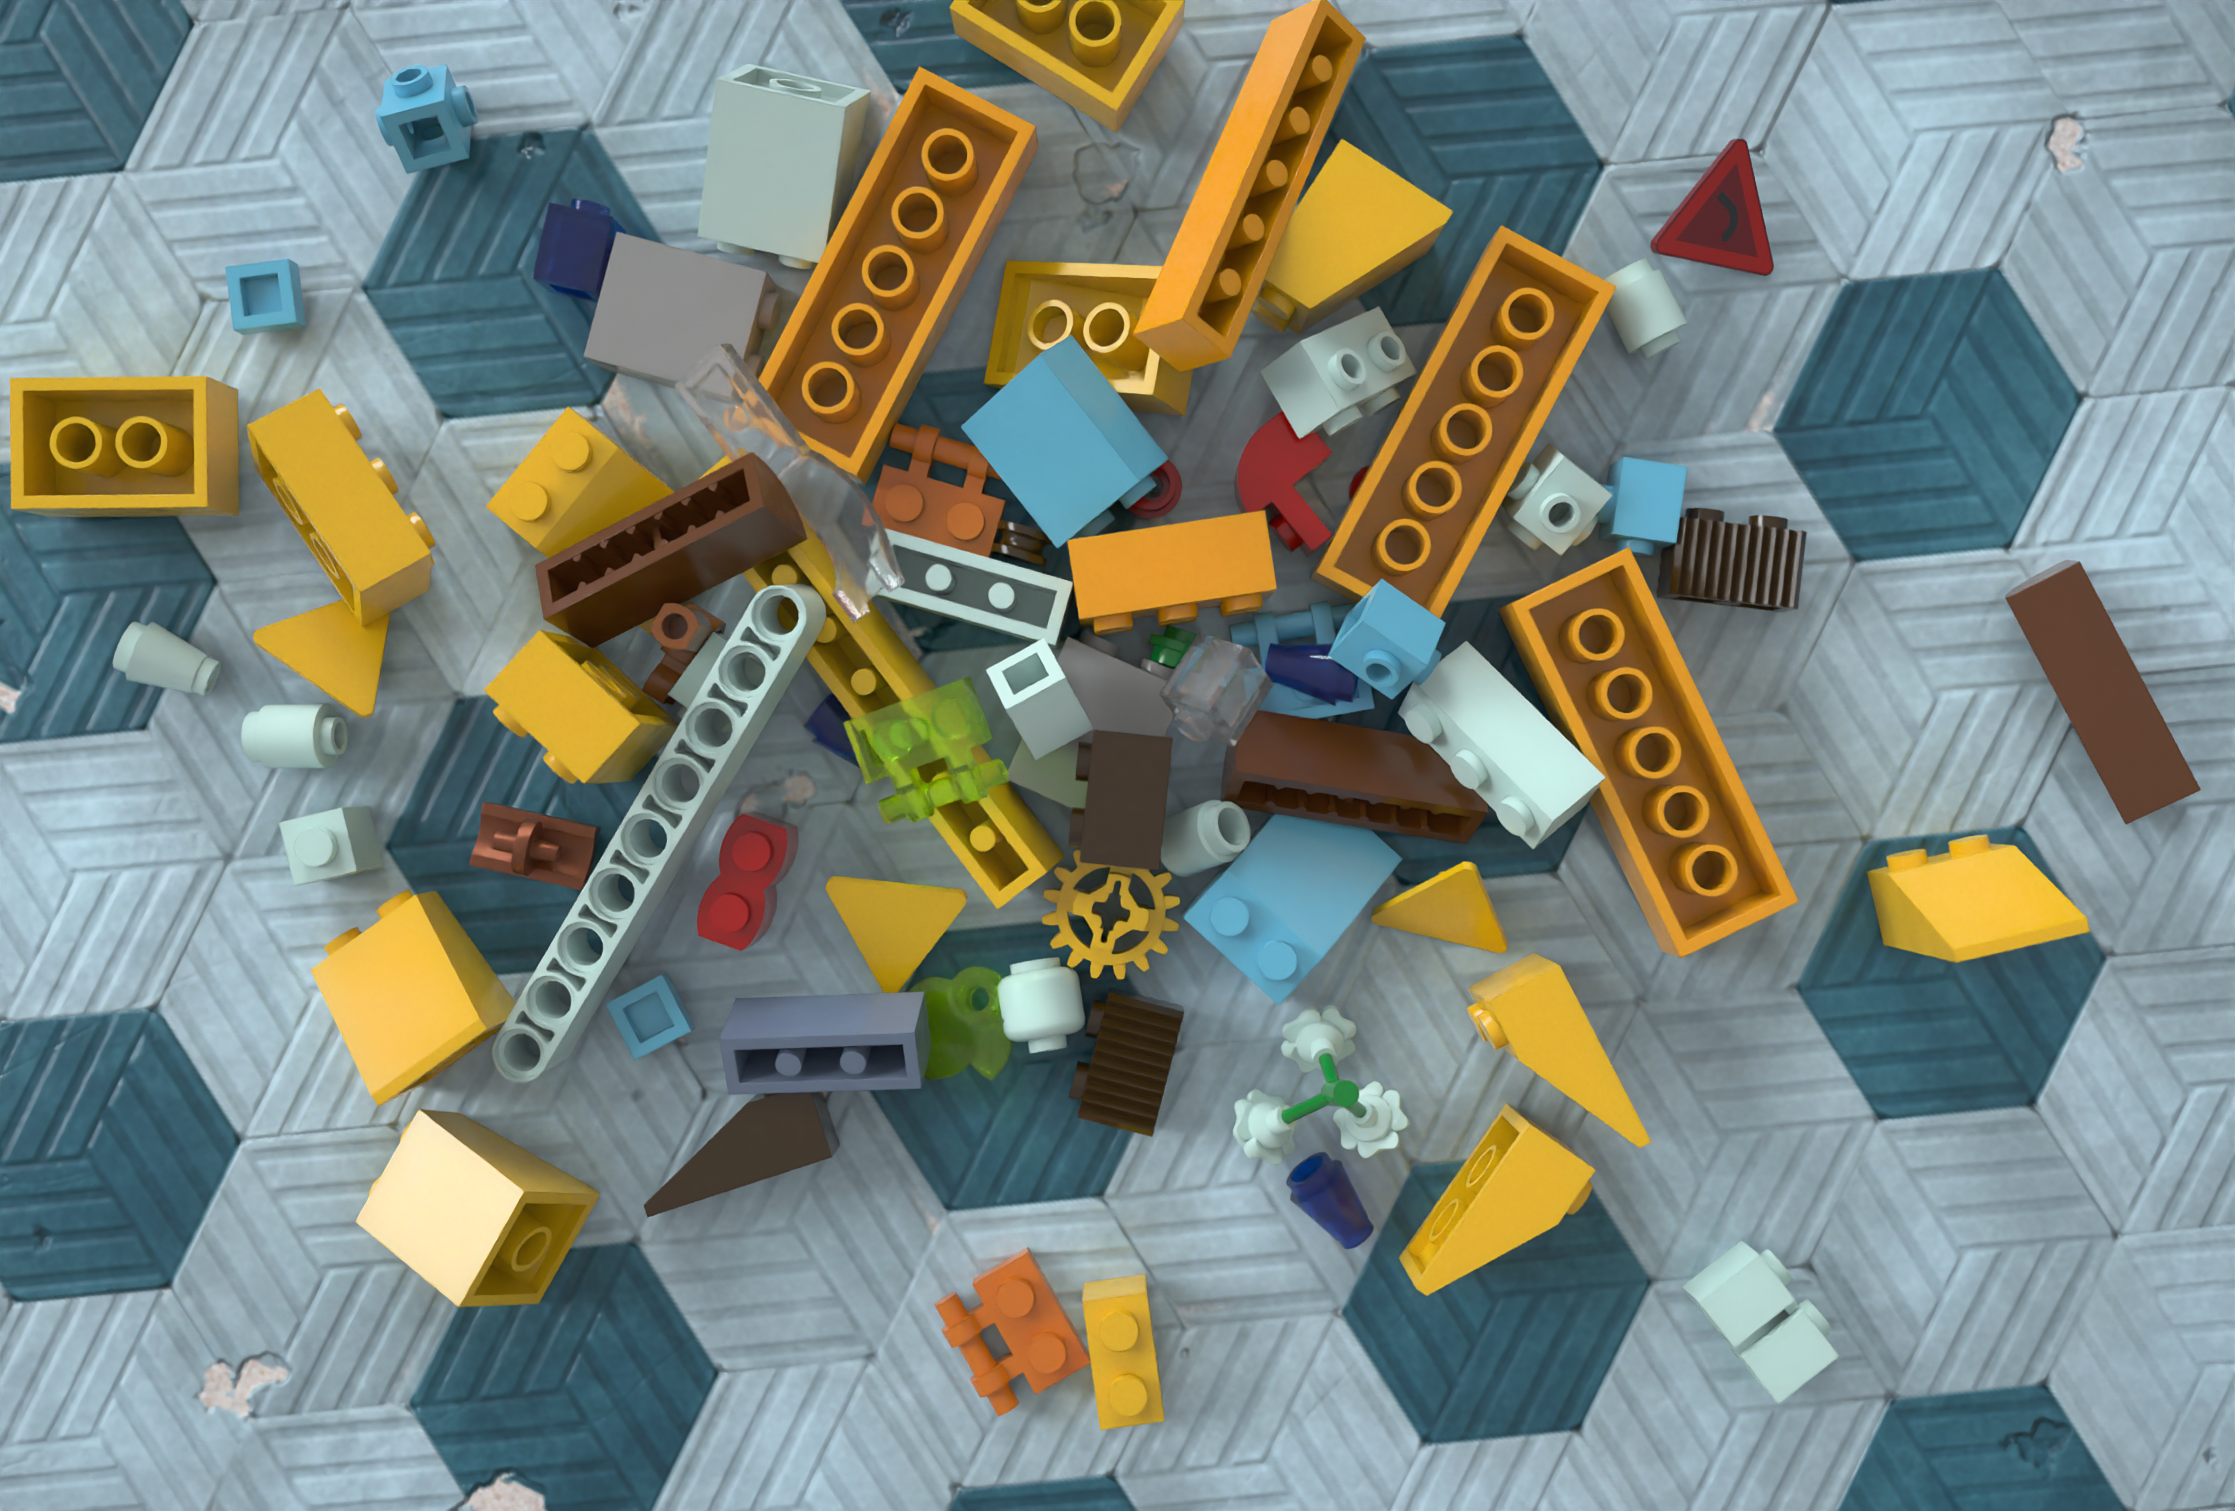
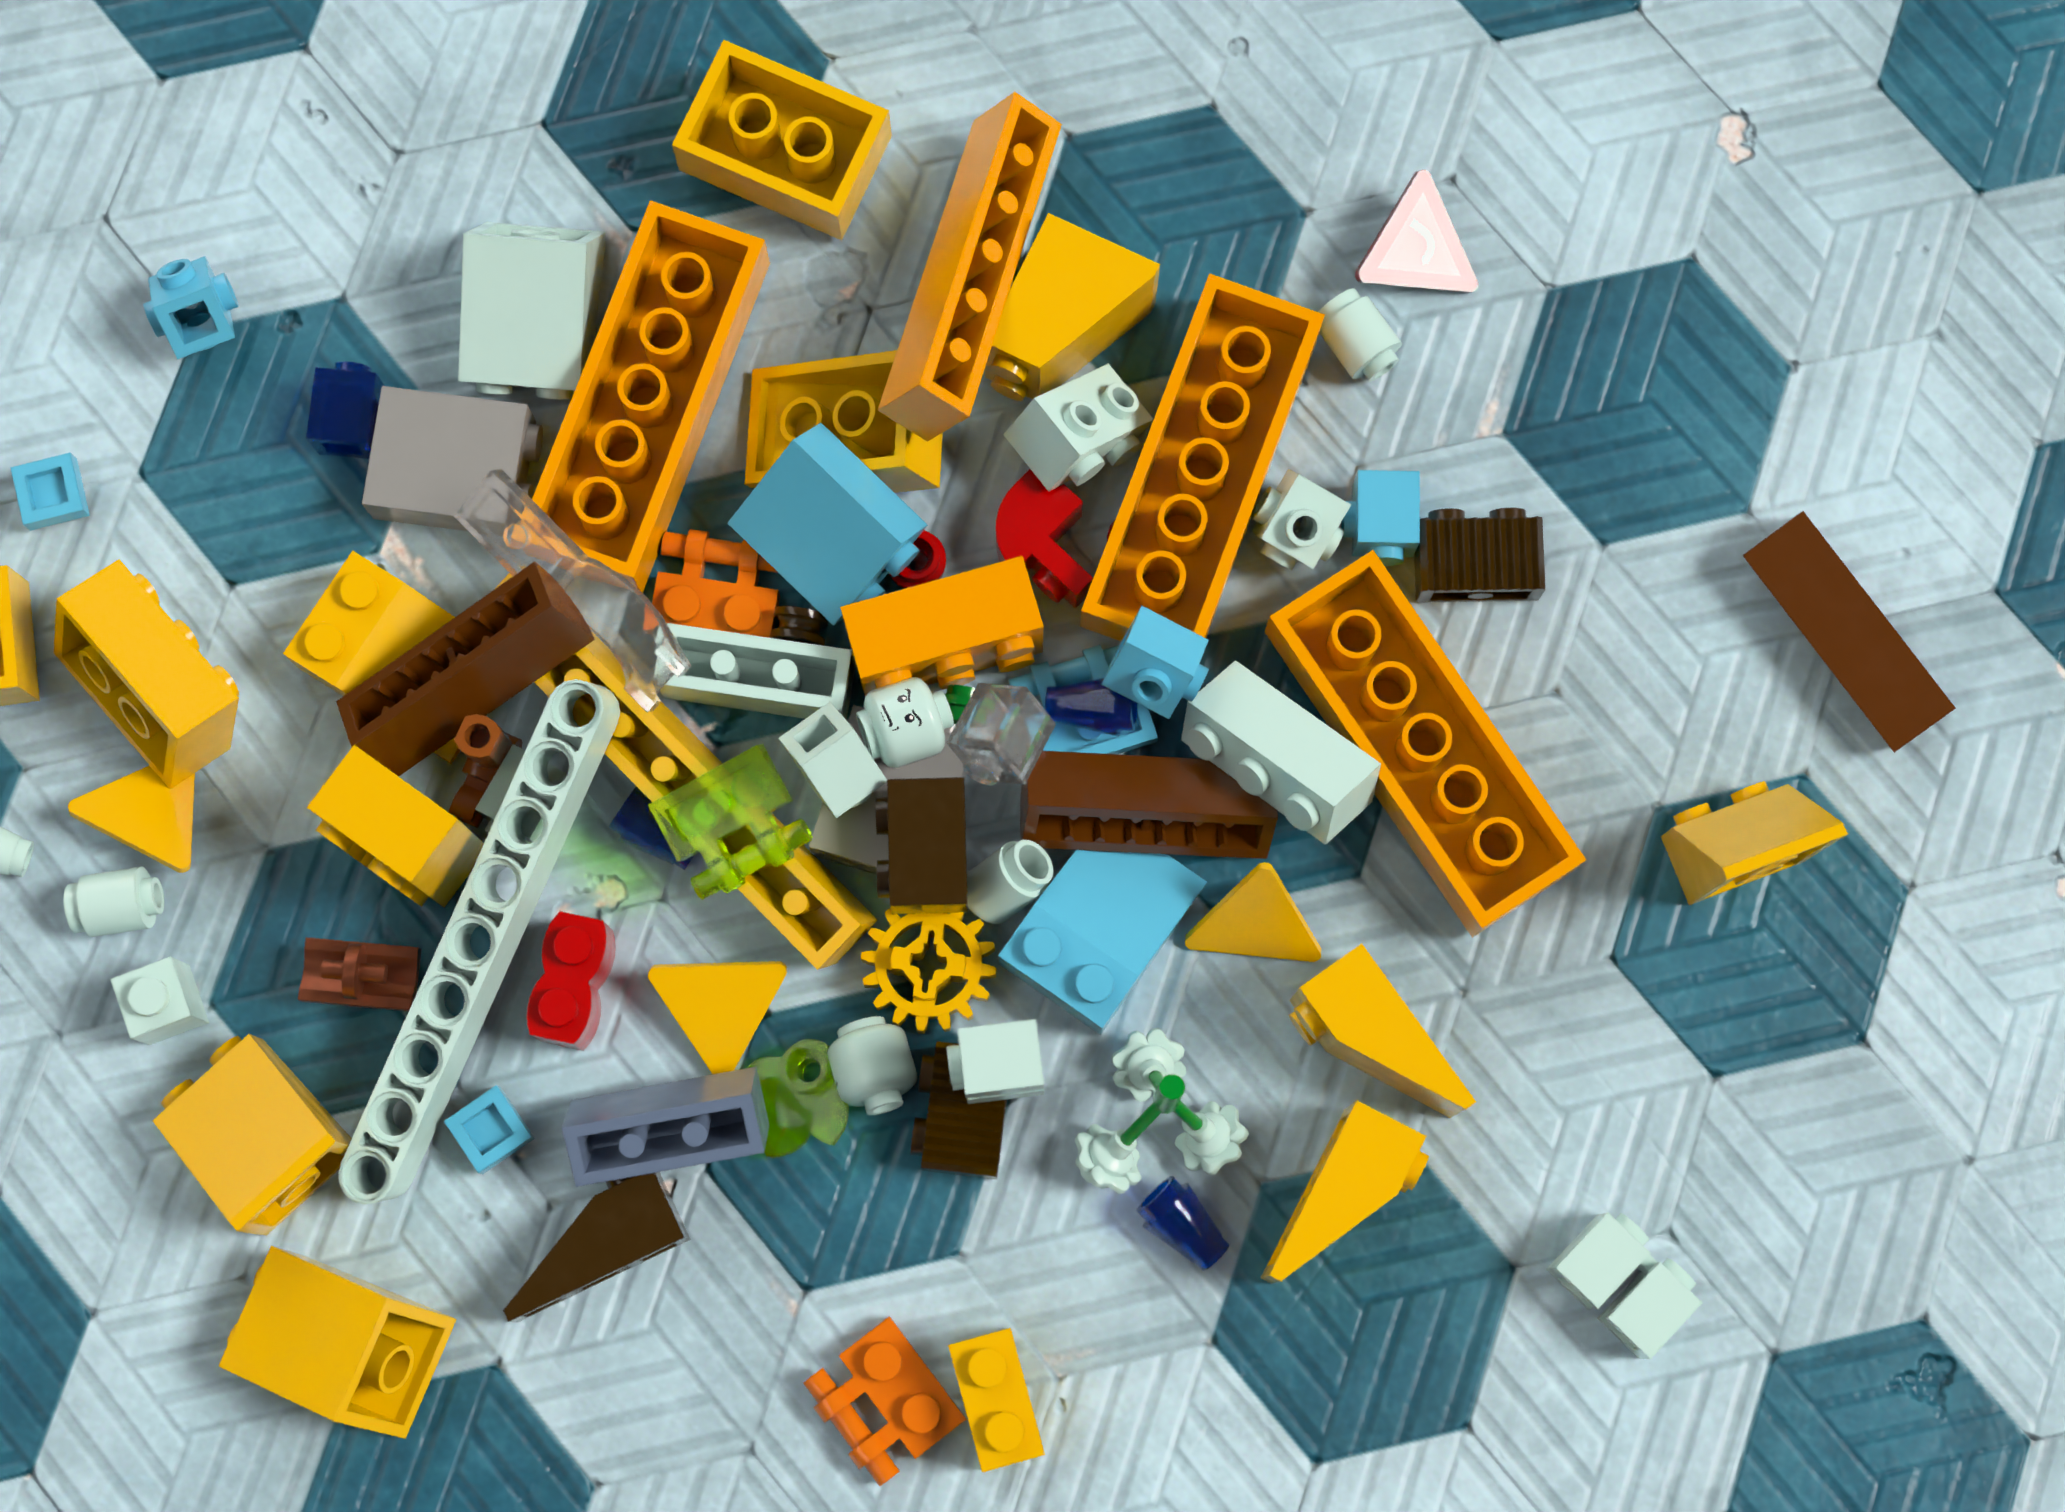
camera: 10 degrees left, 10 degrees down
(1118, 668) = (904, 722): none -> light aqua head
(1170, 1039) = (997, 1062): none -> light aqua piece

